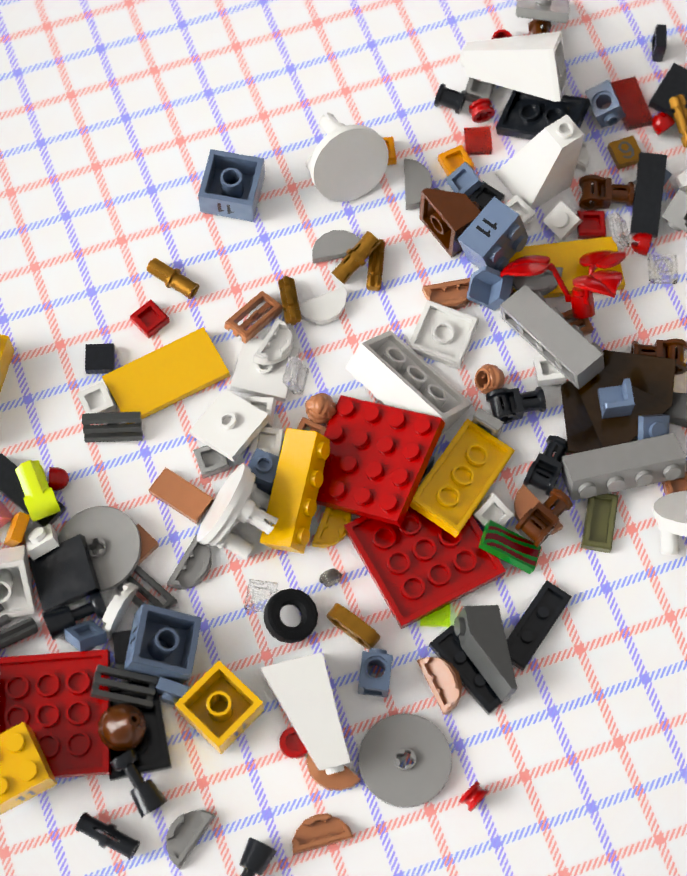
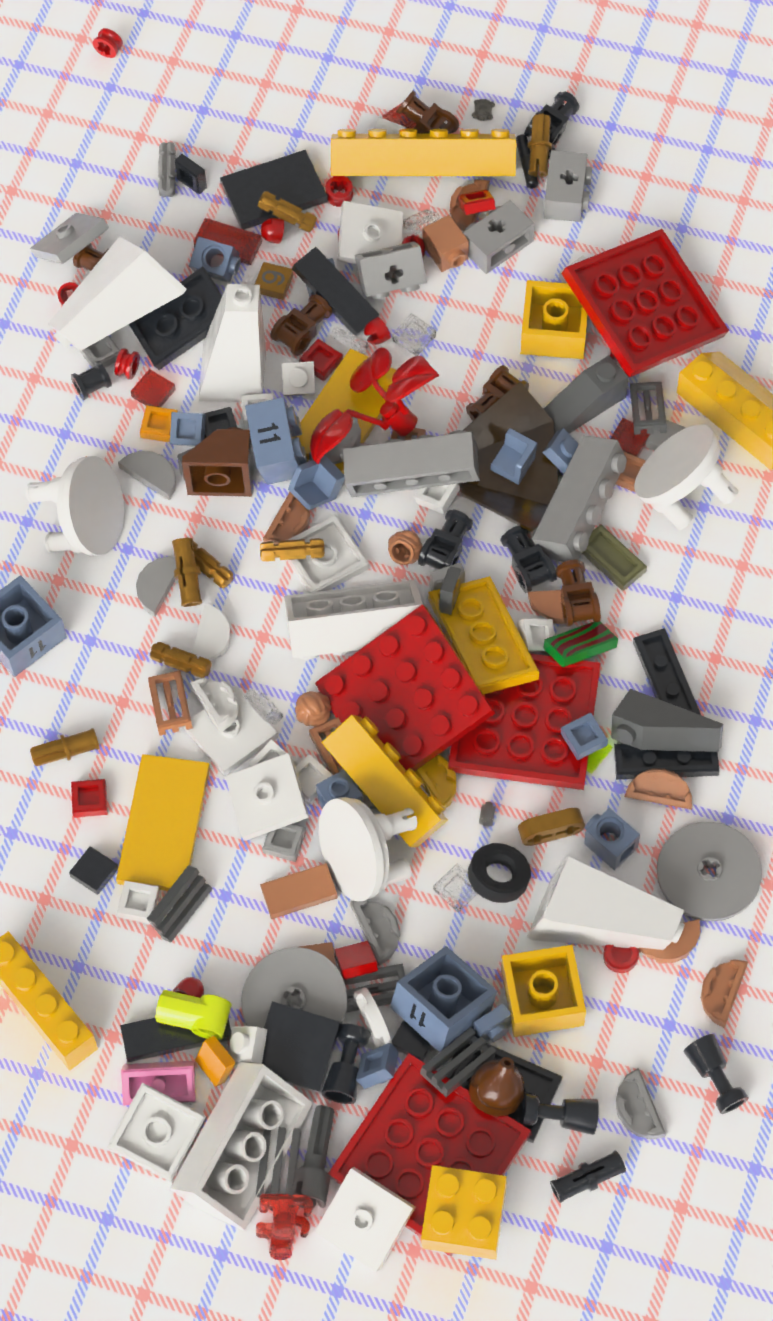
camera: 50 degrees left, 5 degrees down
(155, 567) = (356, 960): none -> red tile
(426, 309) = (292, 549): none -> pearl gold axle
(434, 599) = (584, 736): none -> sand blue plate
(474, 430) = (450, 590): none -> dark grey tile
(647, 29) = (166, 169): none -> light grey axle

